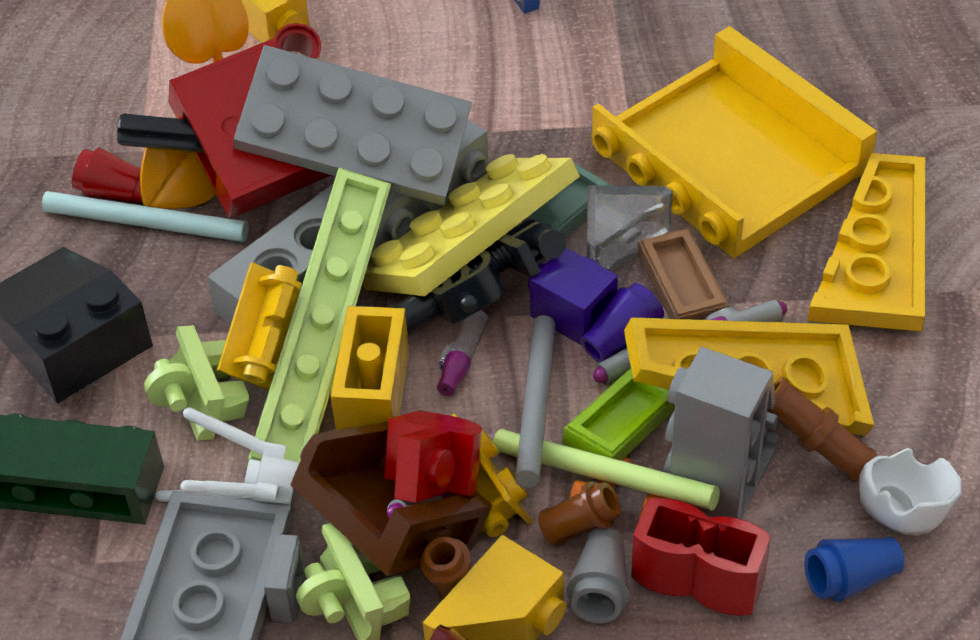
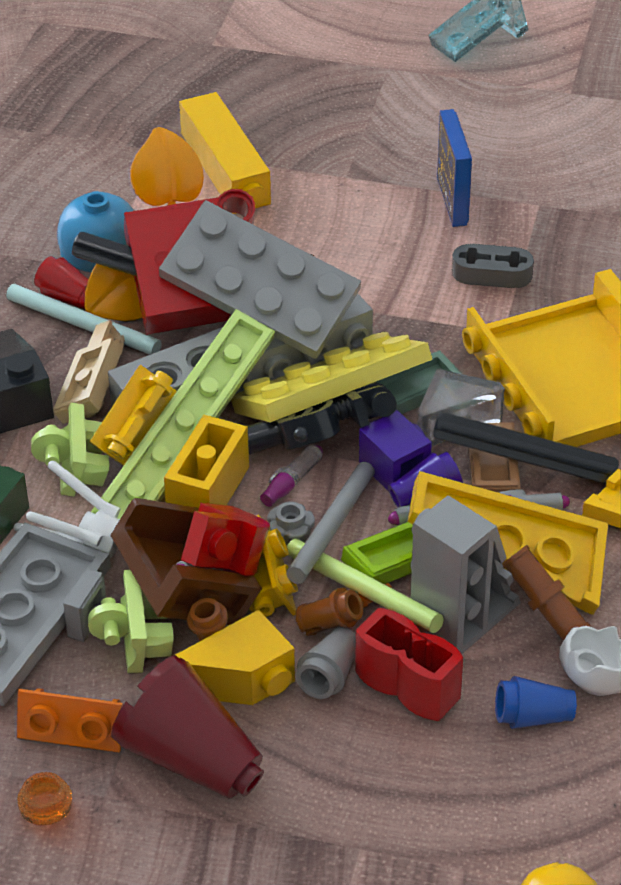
camera: 15 degrees right, 5 degrees down
(117, 89) = (94, 214): none -> dark azure cylinder
(181, 282) = (88, 373): none -> tan hinge
(492, 418) = (291, 521): none -> light grey plate
(589, 49) = (492, 265): none -> dark grey beam
(718, 256) = (524, 447): none -> black axle

